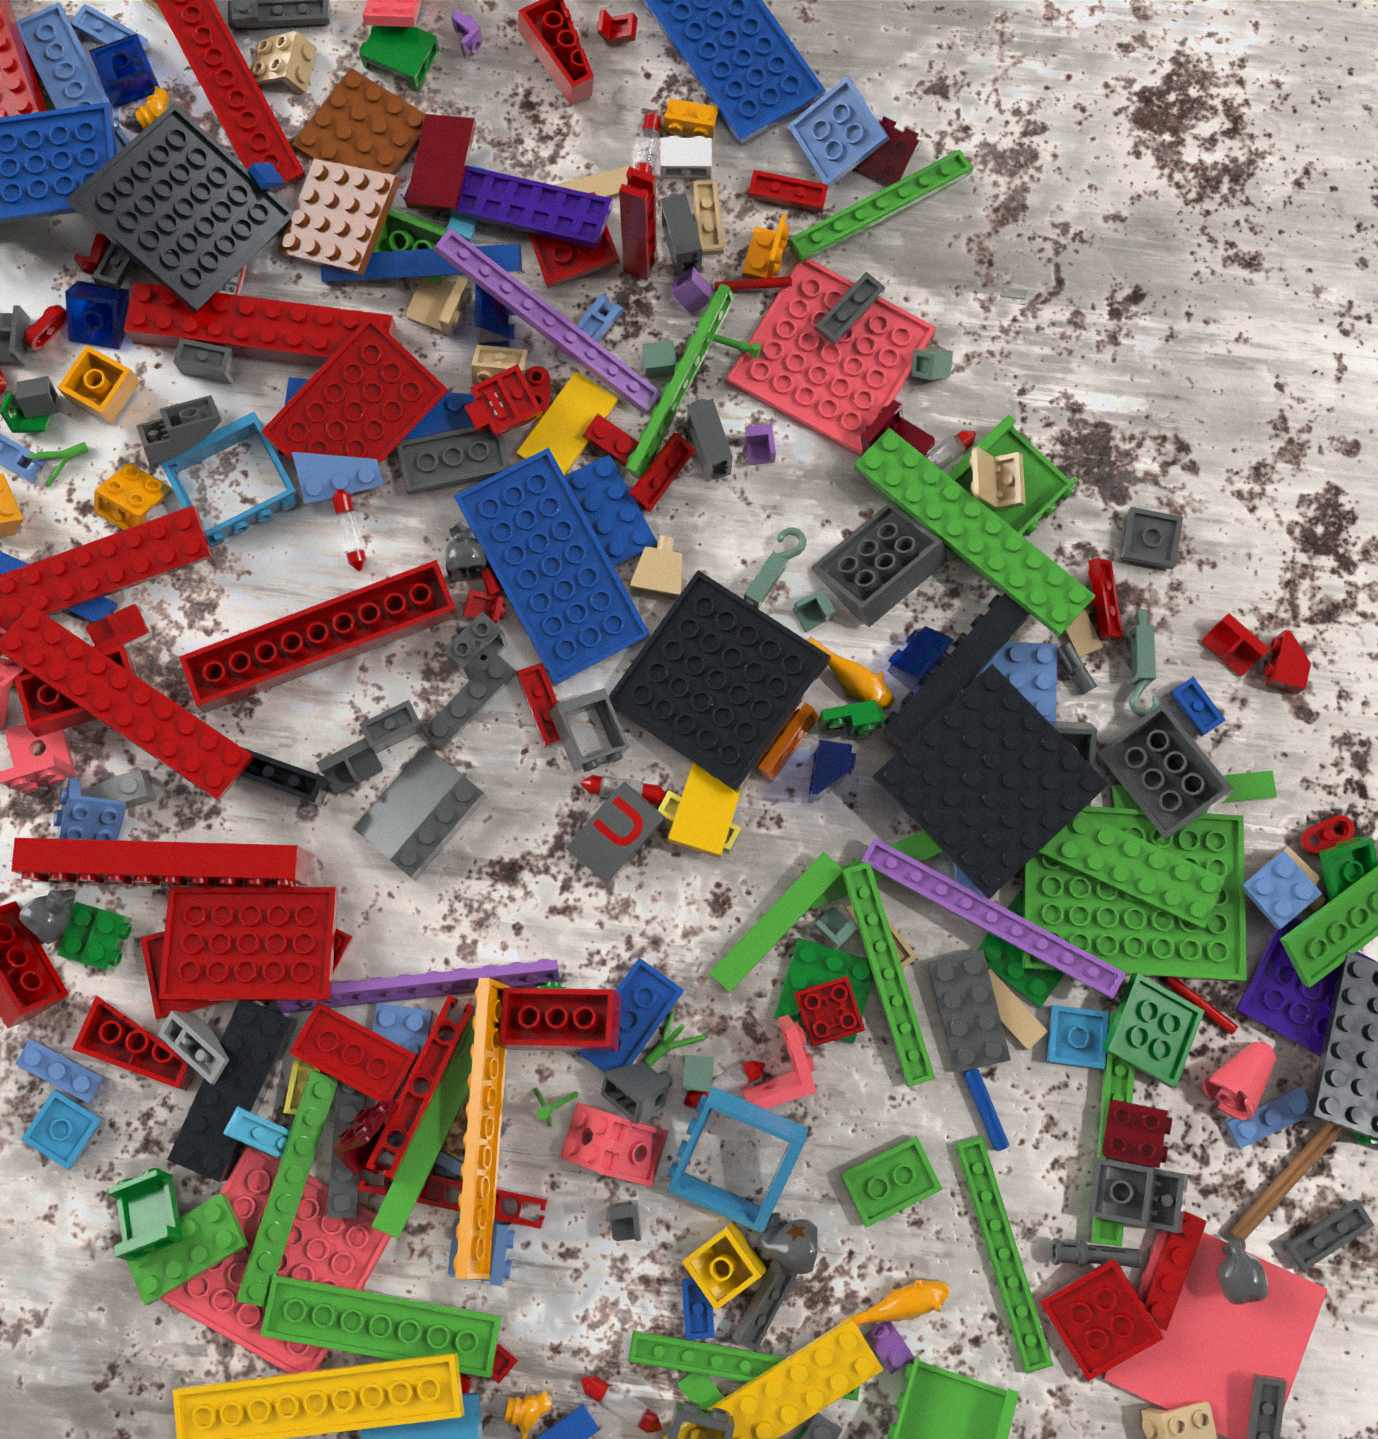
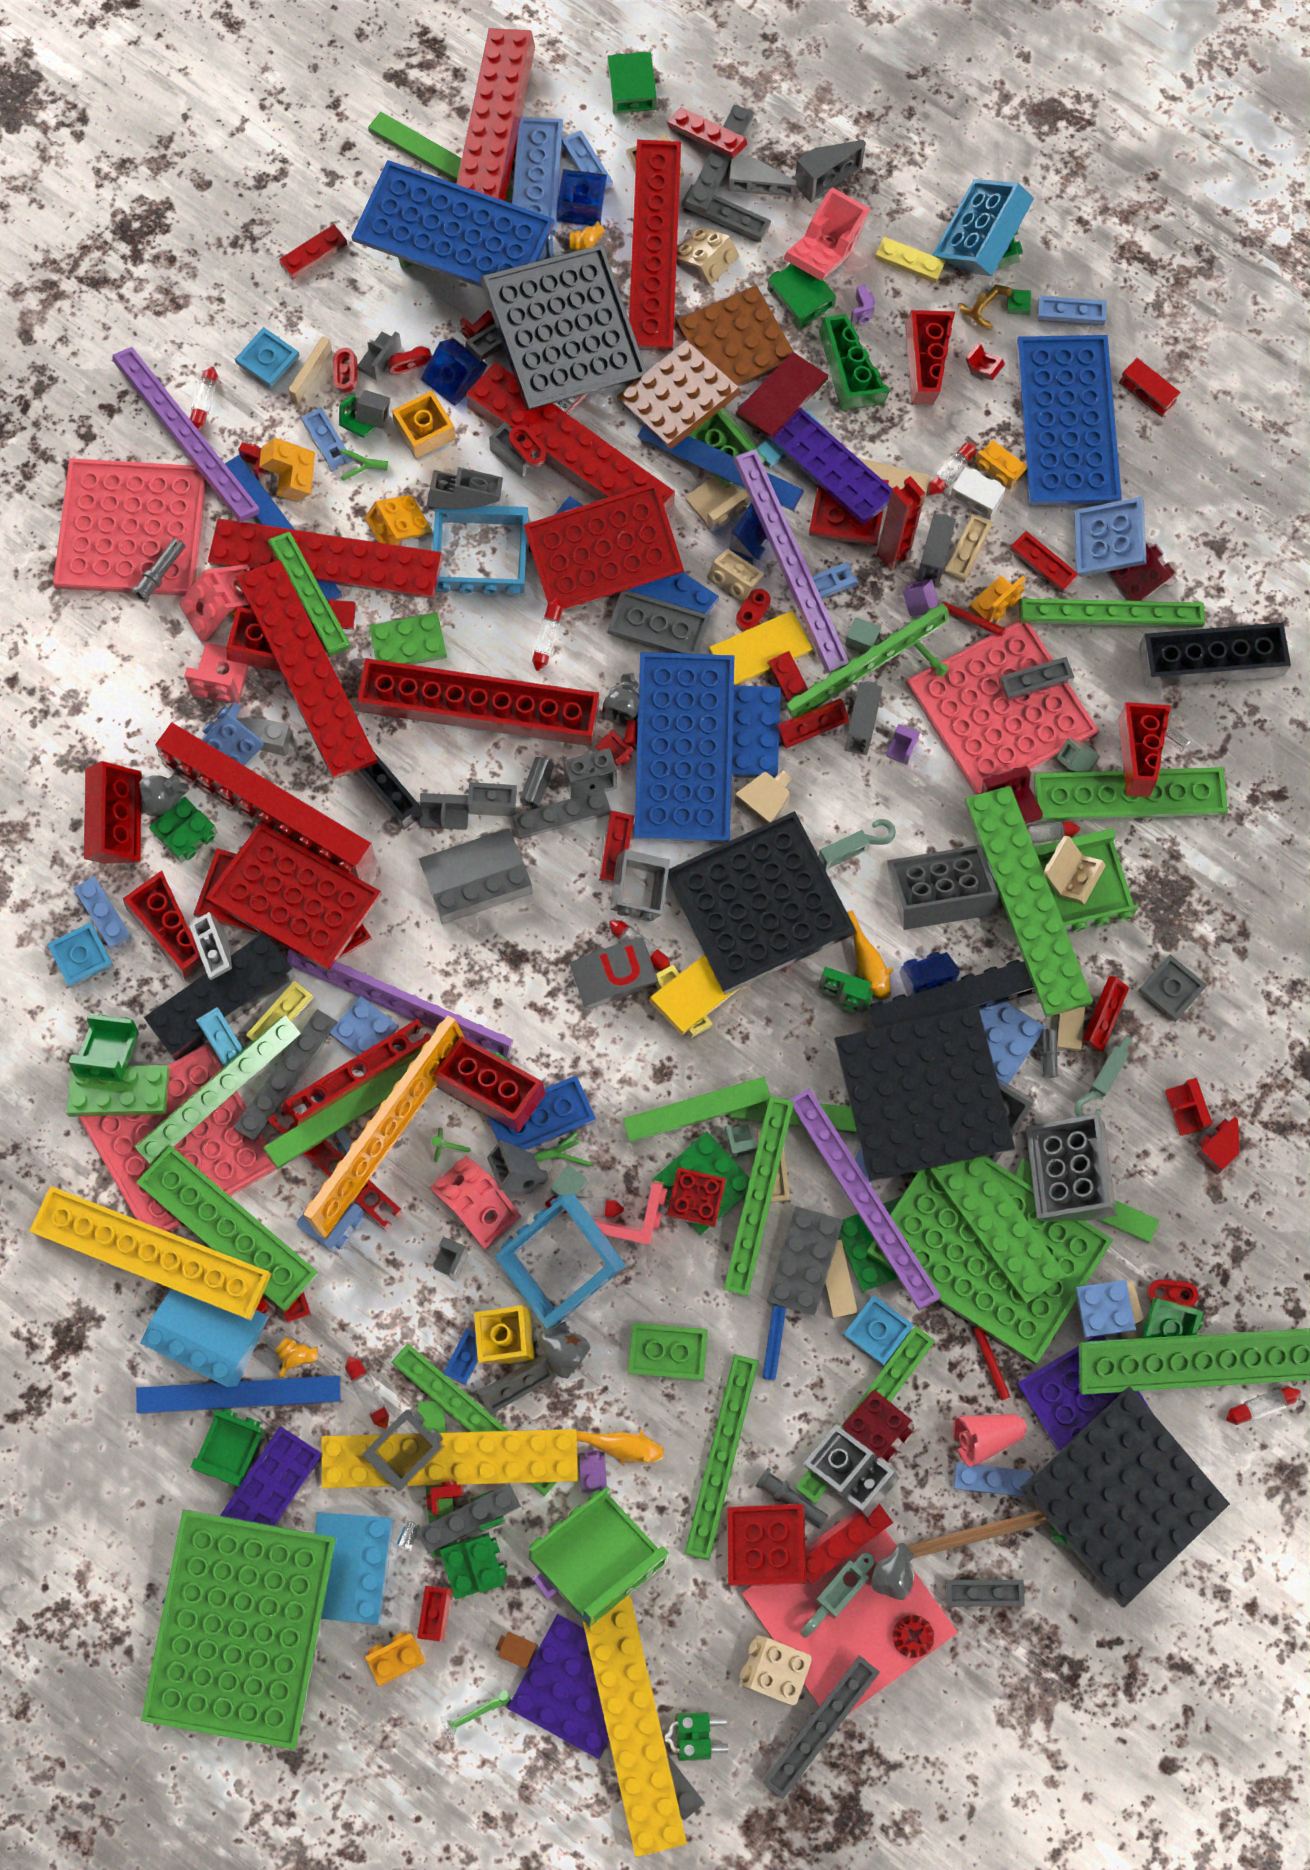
camera: 30 degrees right, 5 degrees down
(82, 623) = (310, 594): none -> bright green tile
(212, 612) = (409, 640): none -> bright green plate
(219, 351) = (528, 447): none -> red plate
(266, 175) = (641, 334): blue tile -> none
(324, 474) = (552, 583): medium blue wing -> none
(353, 1054) = (322, 1020): red plate -> none
(360, 1140) = (290, 1082): dark red bracket -> none
(426, 684) = (536, 782): none -> dark grey axle
(495, 103) = (851, 370): none -> green wedge
(503, 403) = (719, 603): red piece -> none
(788, 741) = (787, 981): orange plate -> none
(814, 610) = (868, 893): sand green panel -> none
(830, 767) = (806, 1018): clear blue slope -> none
(989, 319) = (1142, 740): none -> red wedge
(1002, 193) = (1214, 654): none -> black brick
(1002, 371) = (1104, 795): none -> bright green plate
(1153, 1030) = (939, 1357): green plate -> none
(1197, 706) = (1129, 1137): blue plate -> none
(1197, 1327) = (837, 1594): none -> sand green piece
(1280, 1329) = (912, 1648): none -> red gear

